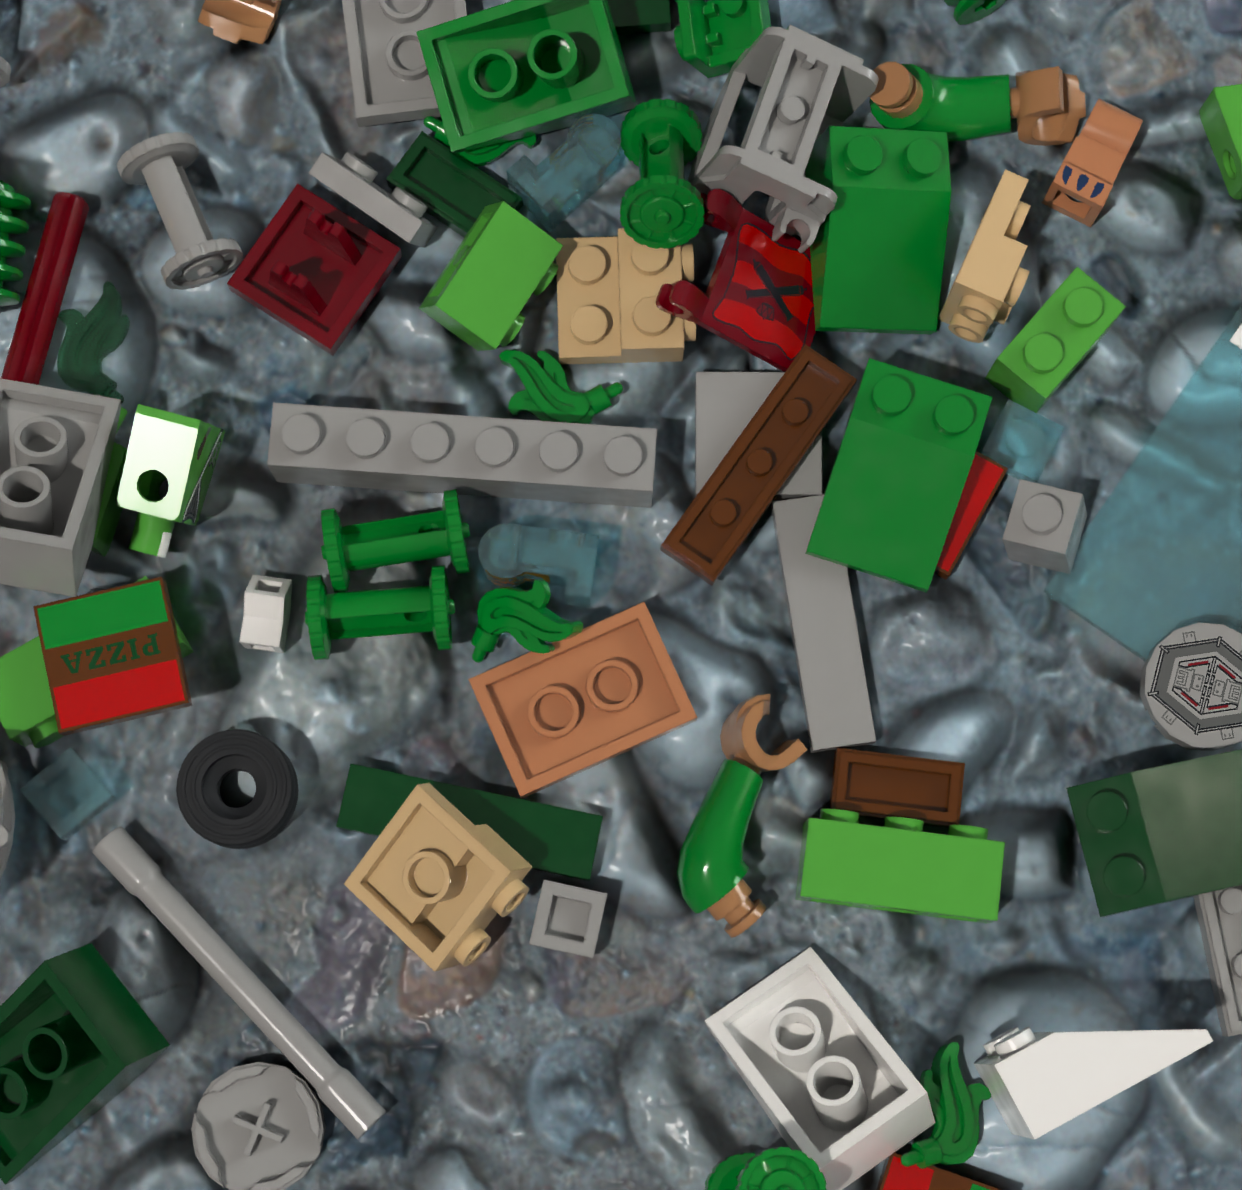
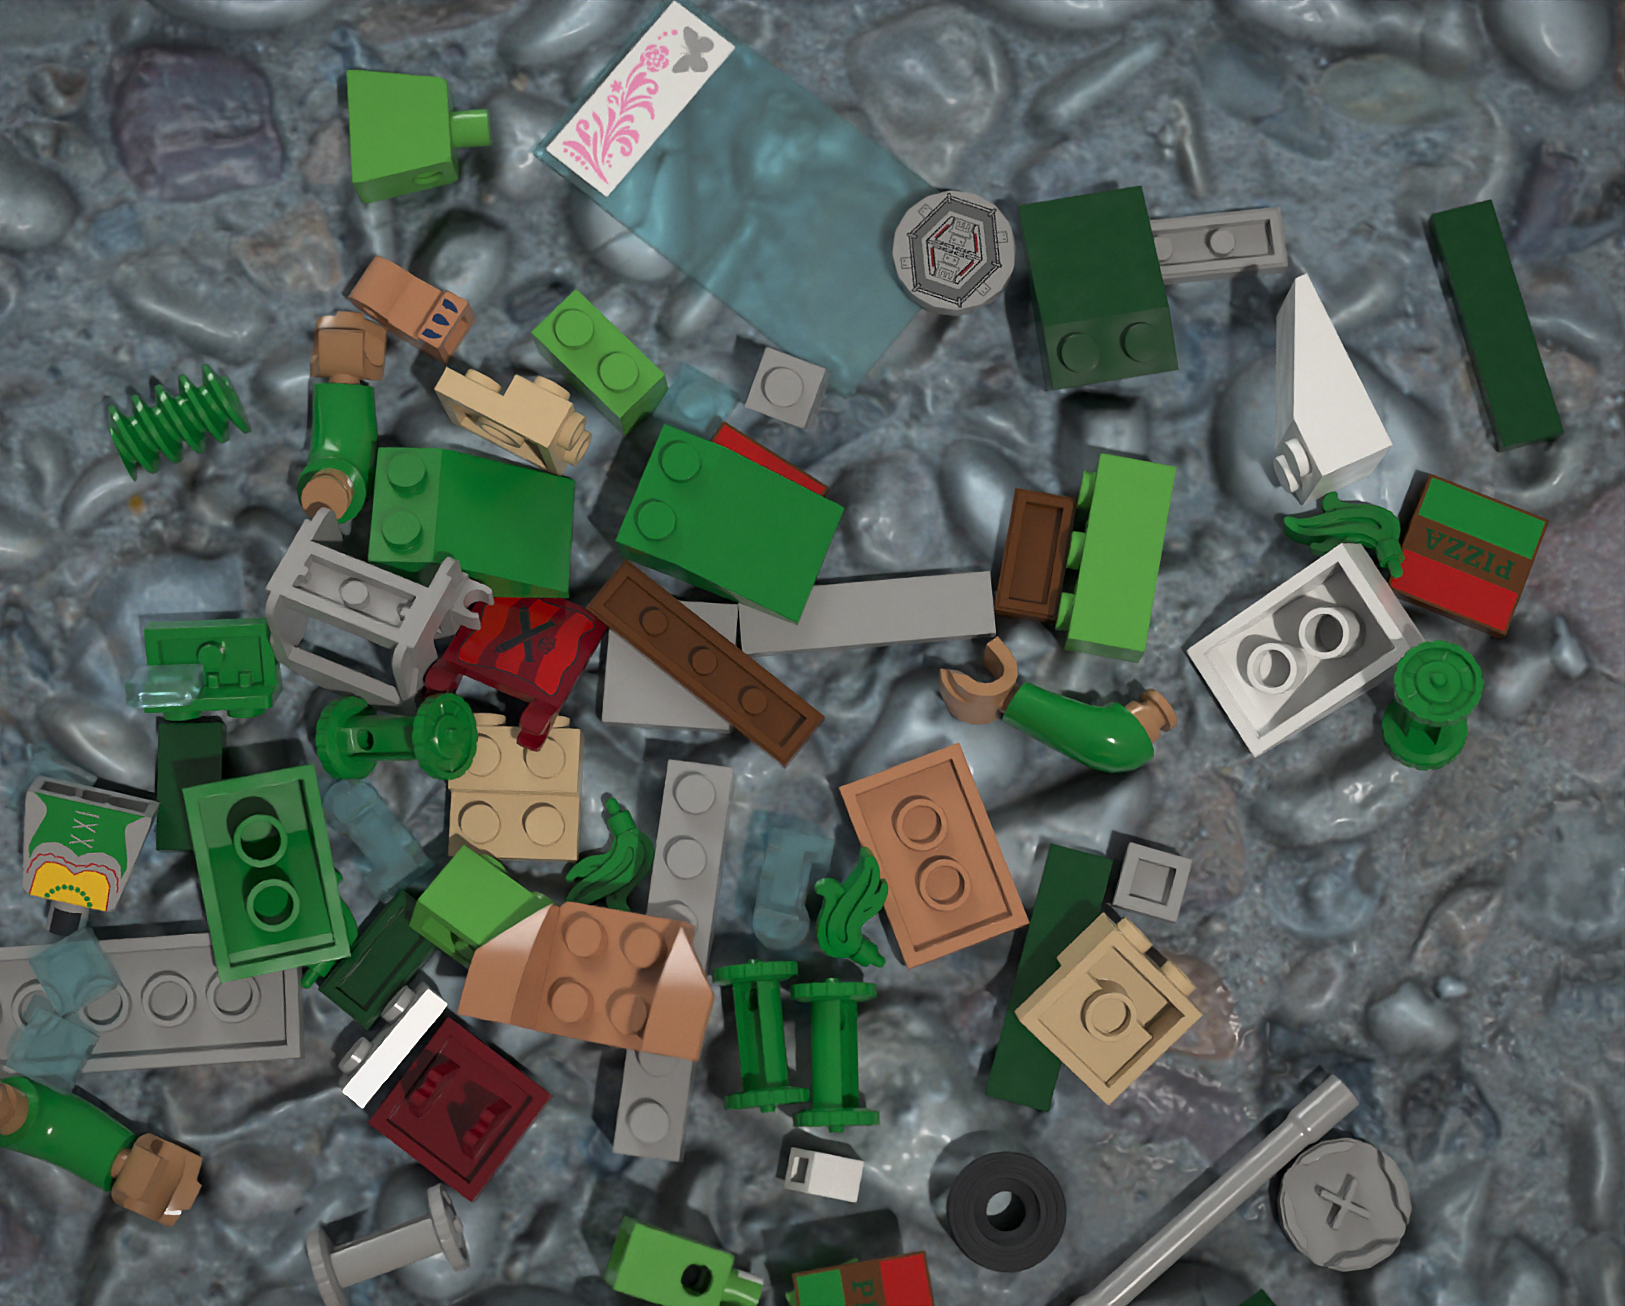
camera: 80 degrees left, 0 degrees up
(436, 368) = (595, 980): none -> nougat piece

